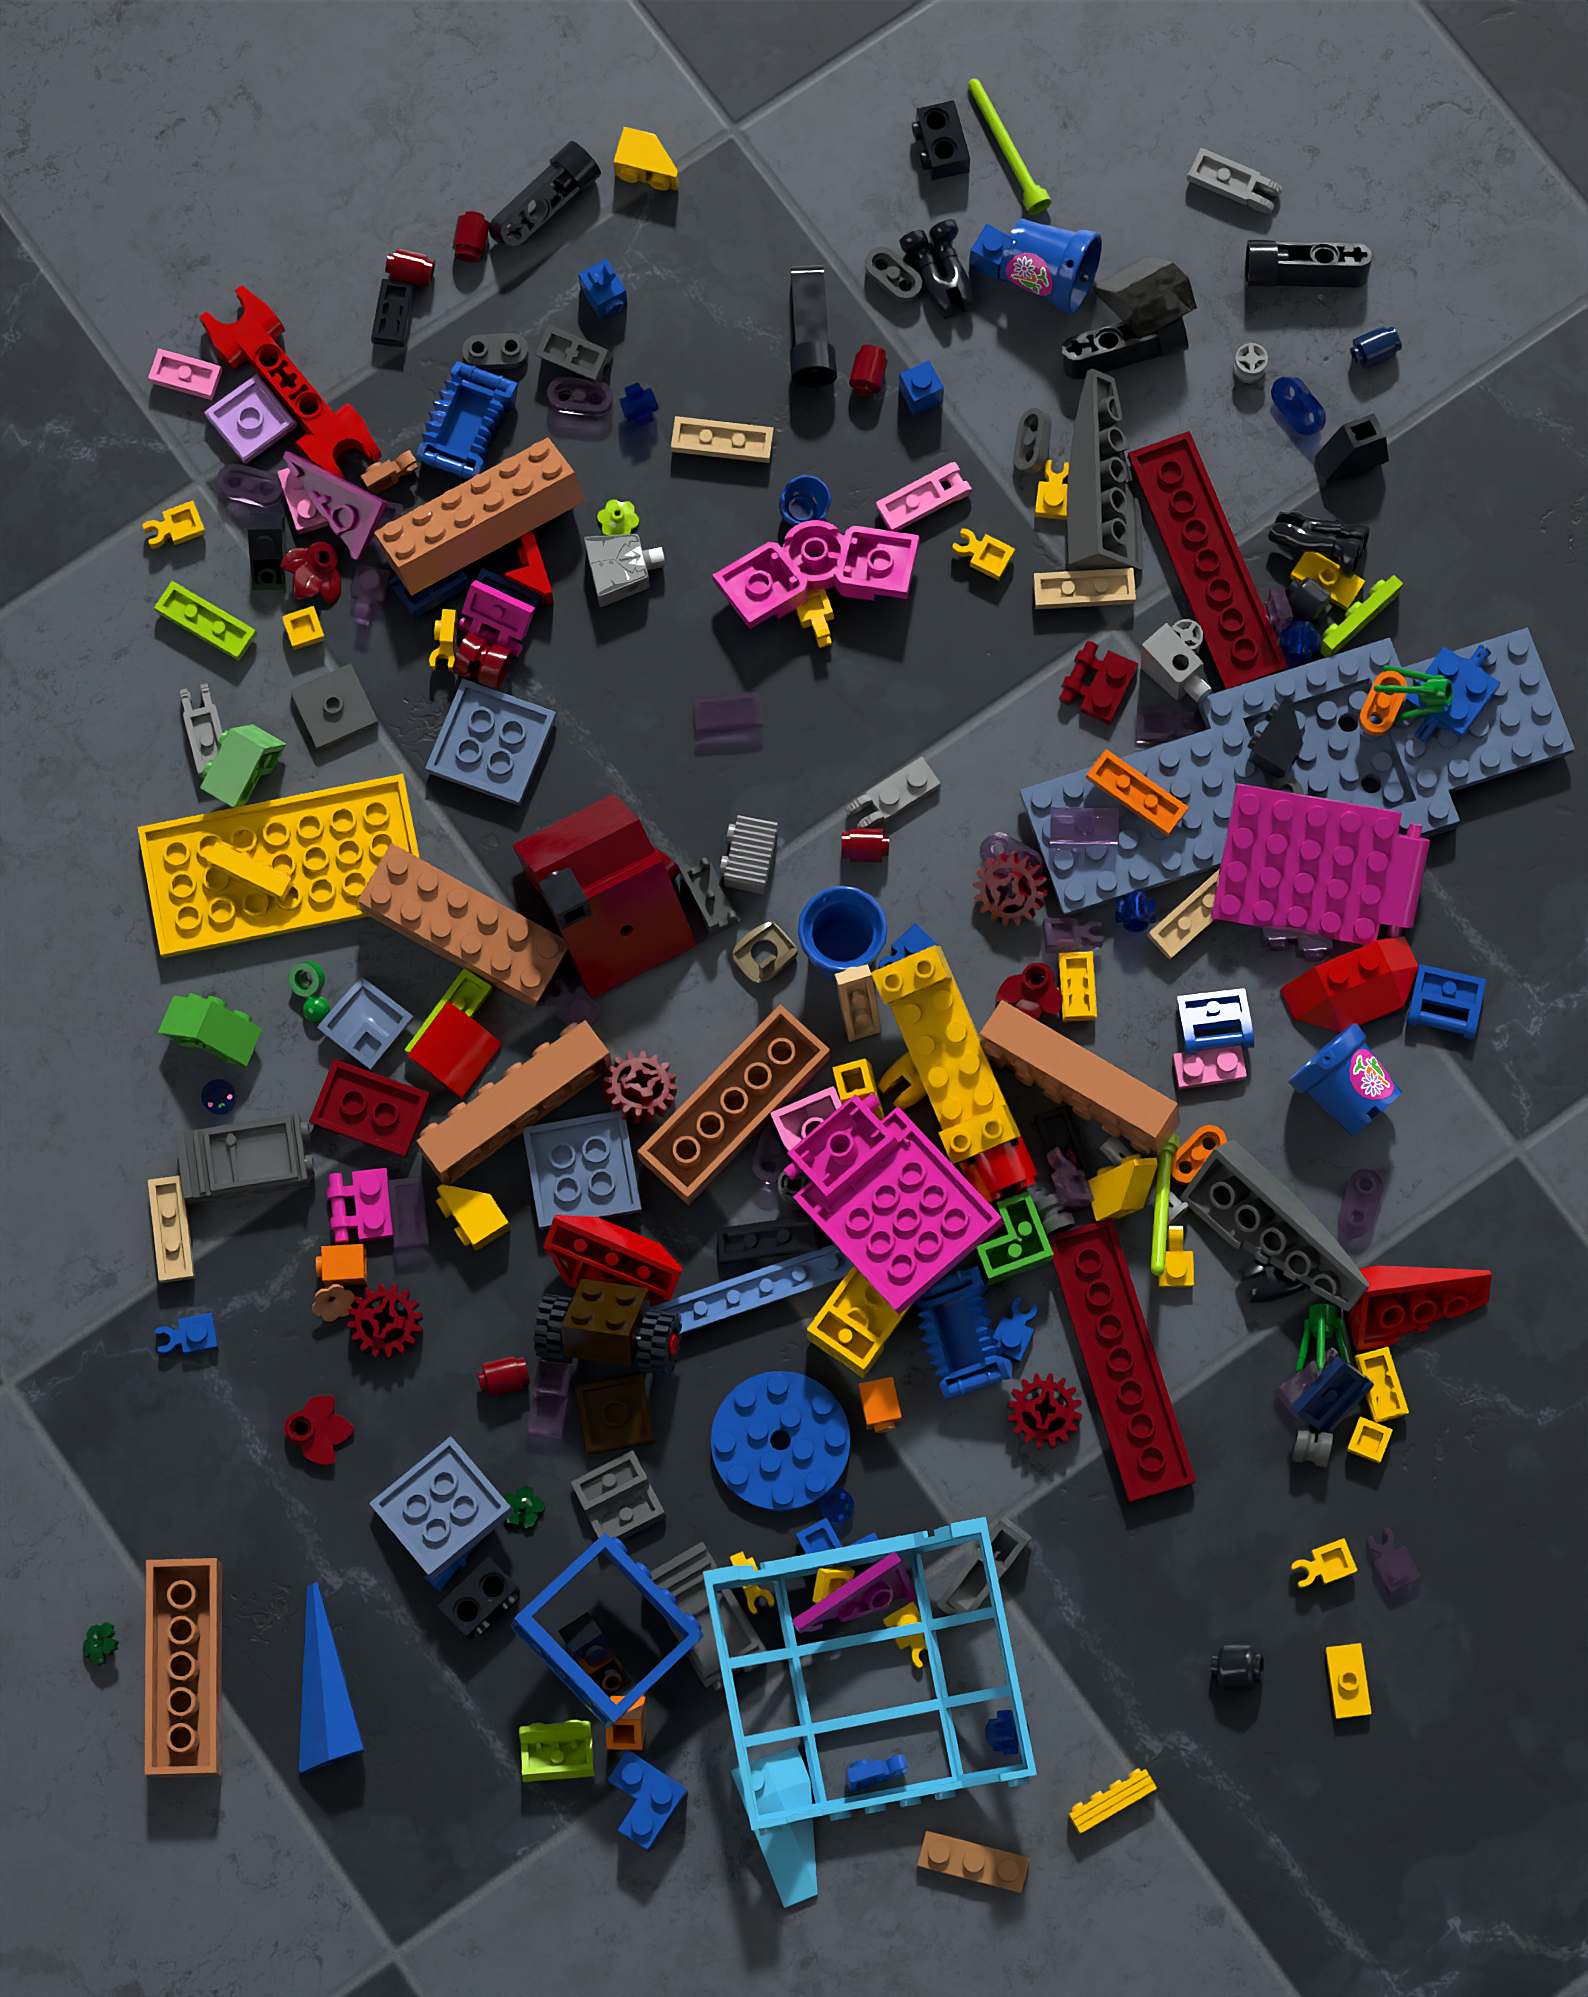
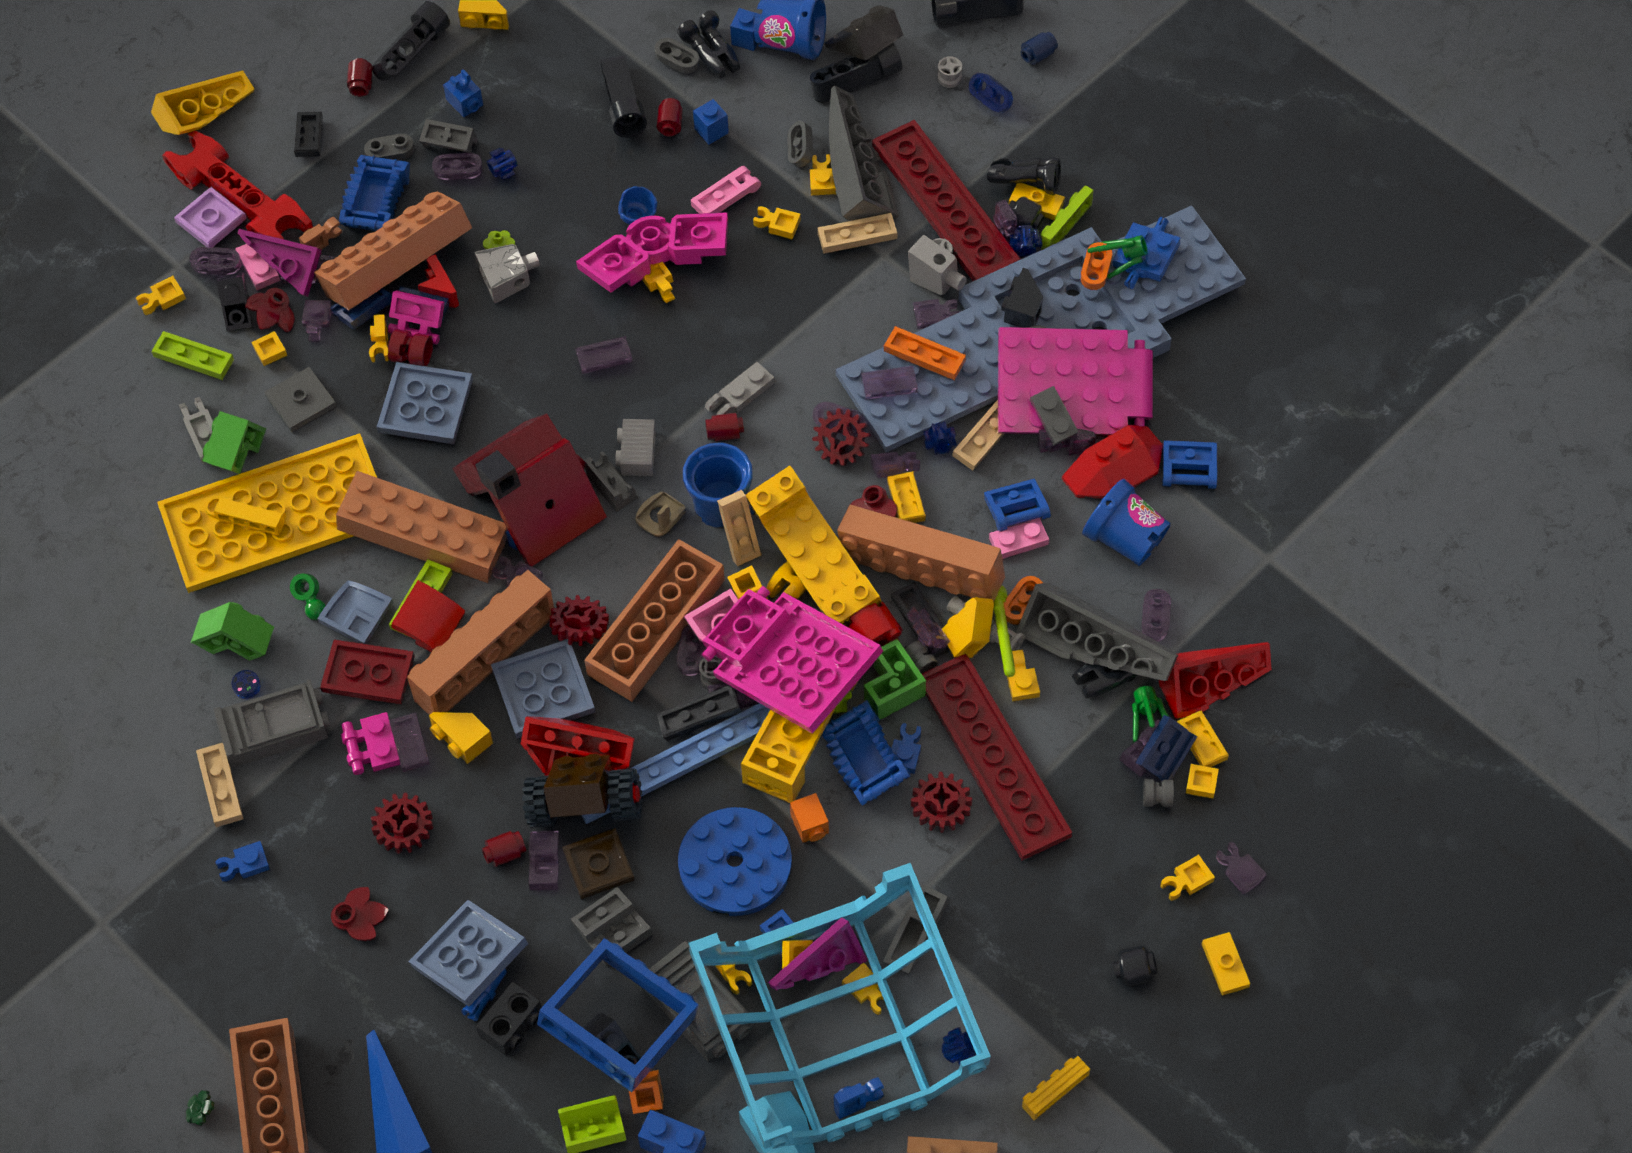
camera: 10 degrees left, 15 degrees down
(185, 374) = (156, 196): bright pink plate -> none
(252, 248) = (199, 103): none -> yellow wedge
(333, 1302) = (357, 816): nougat plant -> none
(342, 1265) = (361, 787): orange brick -> none
(410, 267) = (318, 102): dark red brick -> none
(524, 1507) = (536, 947): dark green plant -> none
(722, 439) = (568, 178): tan plate -> none
(836, 1505) = (789, 900): clear blue tile -> none
(1108, 686) = (888, 295): dark red plate -> none
(1284, 913) = (1053, 415): none -> dark grey plate
(1353, 449) = (1037, 111): black slope -> none

